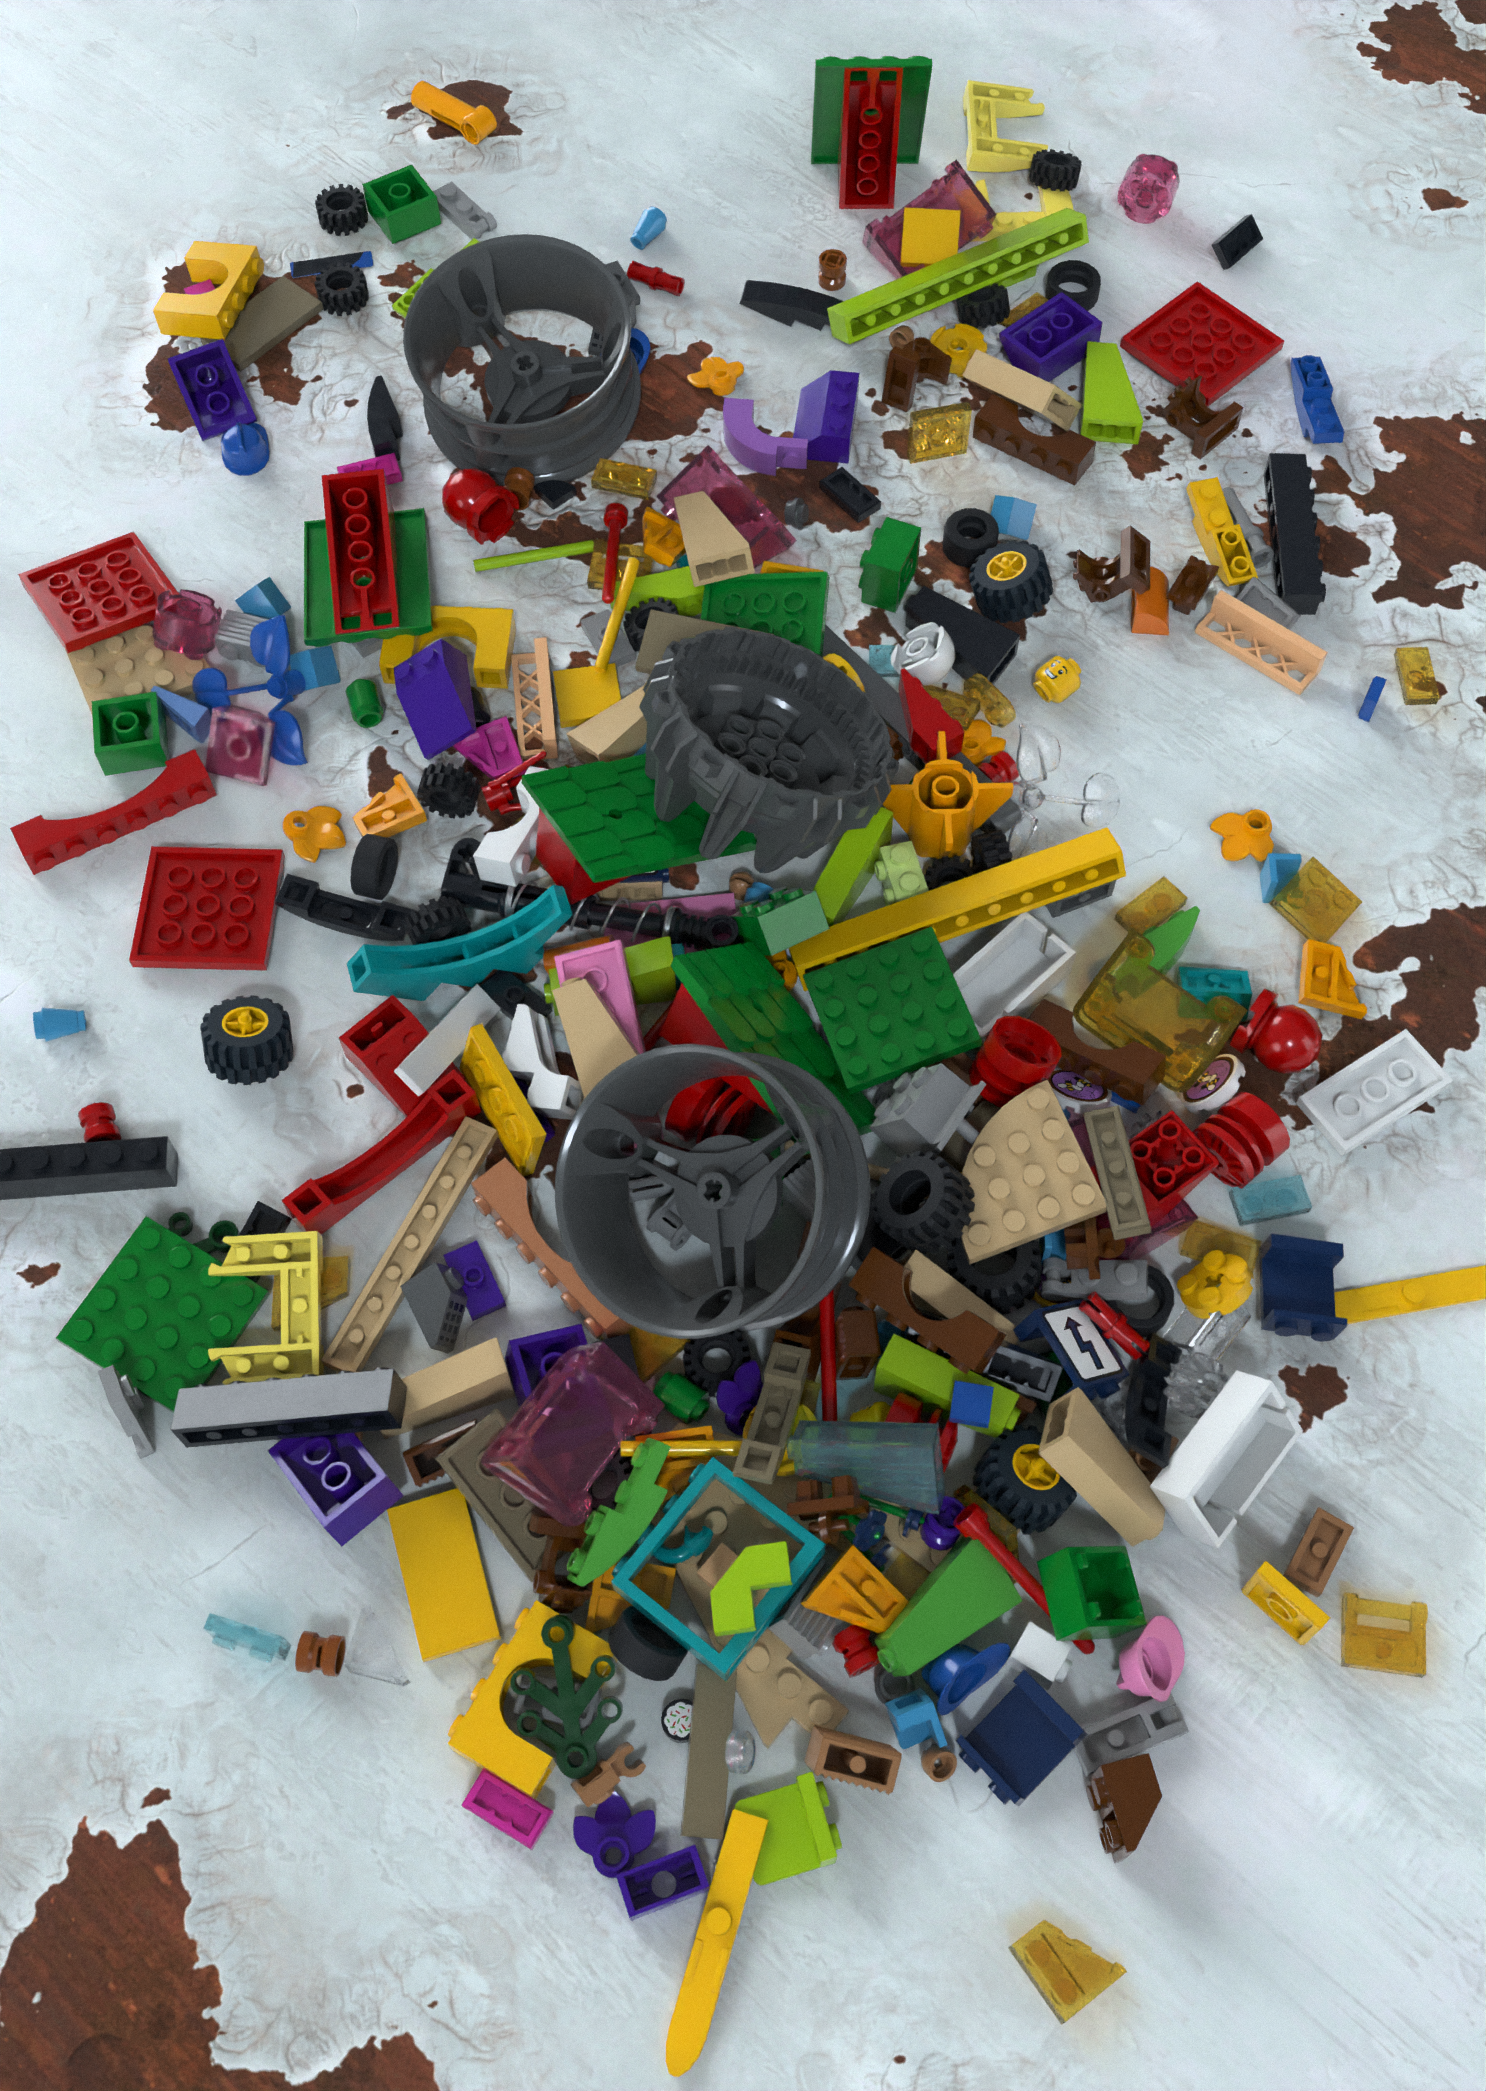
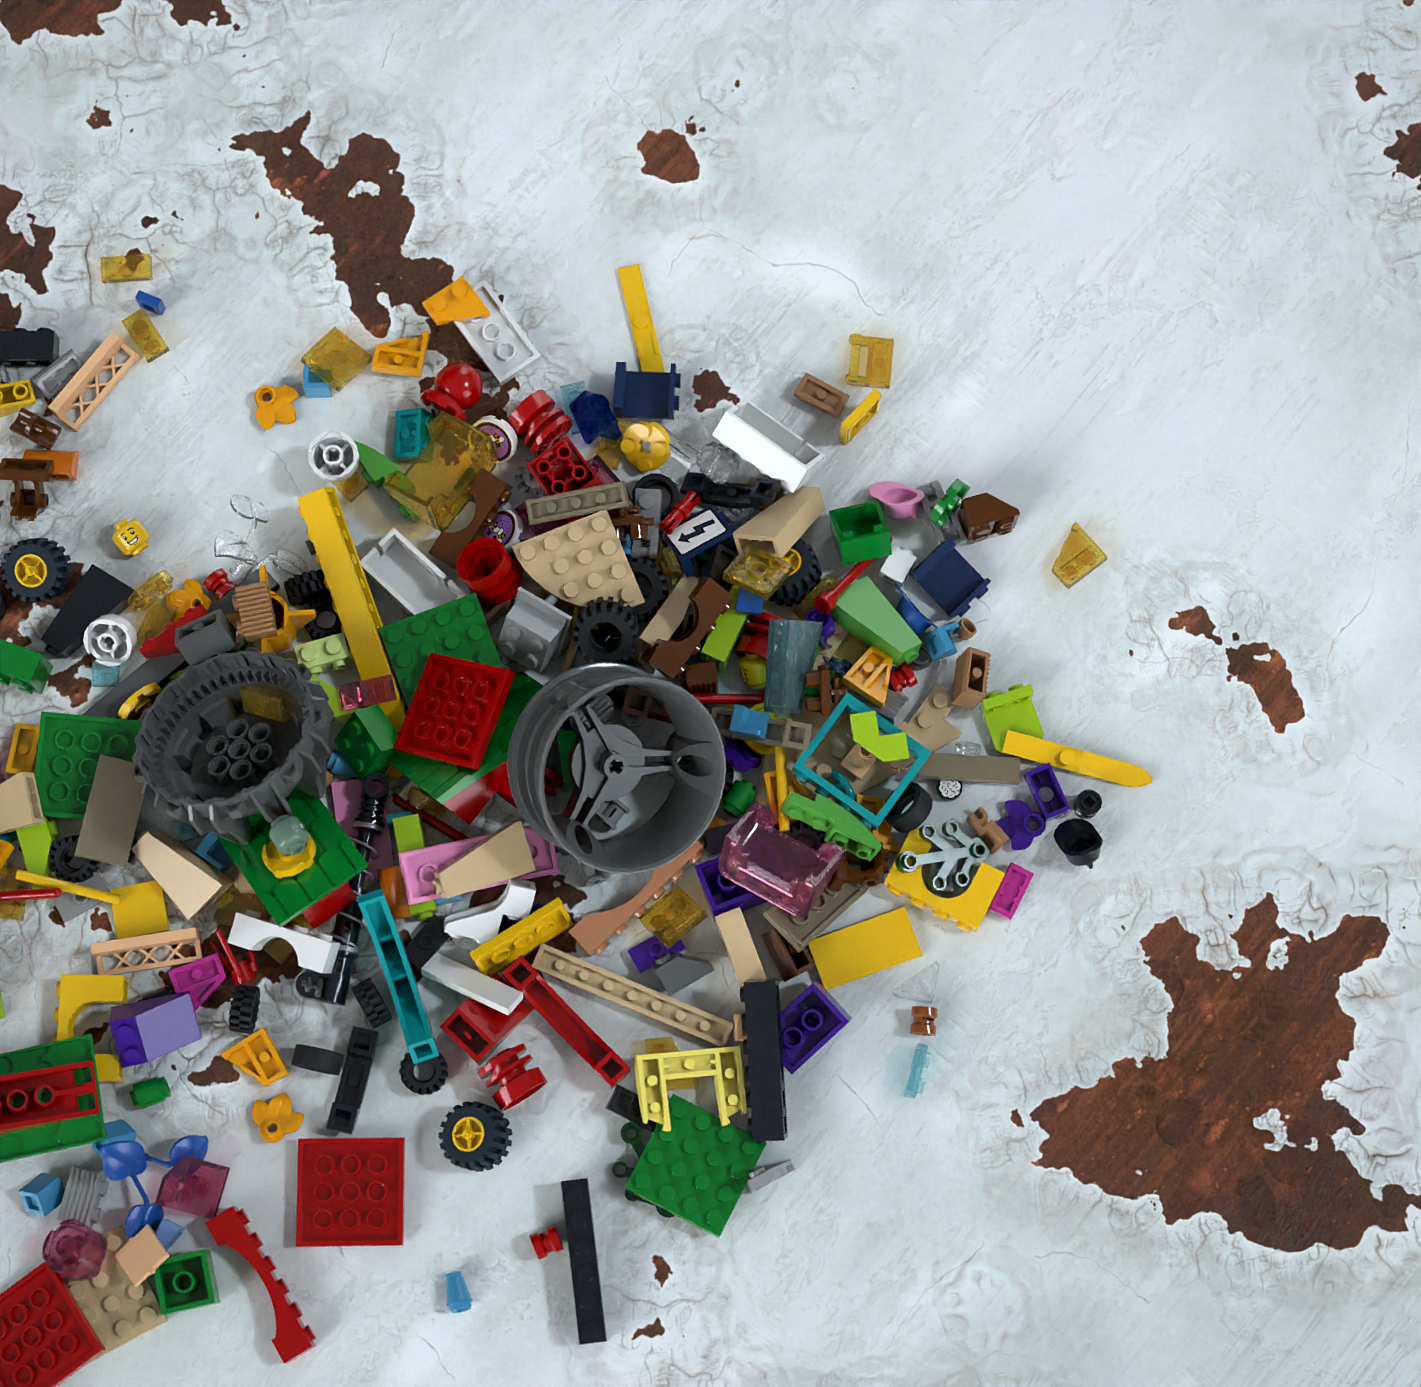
camera: 95 degrees left, 15 degrees up
(166, 684) = (142, 1255): none -> light nougat piece
(317, 1083) = (512, 1077): none -> red wheel
(341, 1007) = (428, 1086): none -> black tyre
(512, 1295) = (672, 917): none -> clear yellow plate
(575, 1928) = (1079, 842): none -> black piece
(631, 813) = (288, 865): none -> yellow plate
(639, 790) = (289, 835): none -> sand green head
(642, 1956) = (1086, 809): none -> black wheel
(782, 1395) = (749, 722): none -> dark azure panel
(805, 997) = (454, 711): none -> red plate
(827, 778) = (264, 703): none -> clear yellow plate
(845, 917) = (367, 692): none -> clear pink slope
(915, 725) = (205, 637): none -> dark grey brick
(946, 770) = (255, 611): none -> medium nougat brick
(1014, 1414) = (757, 572): none -> clear yellow plate
(1028, 1302) = (670, 565): none -> clear yellow plate
(1144, 1735) = (949, 503): none -> green plate
(1170, 880) = (333, 456): none -> white cylinder
(1254, 1214) = (594, 417): none -> clear blue bracket
(1327, 695) = (145, 335): none -> clear yellow plate
(1411, 1040) = (455, 303): none -> light orange wing

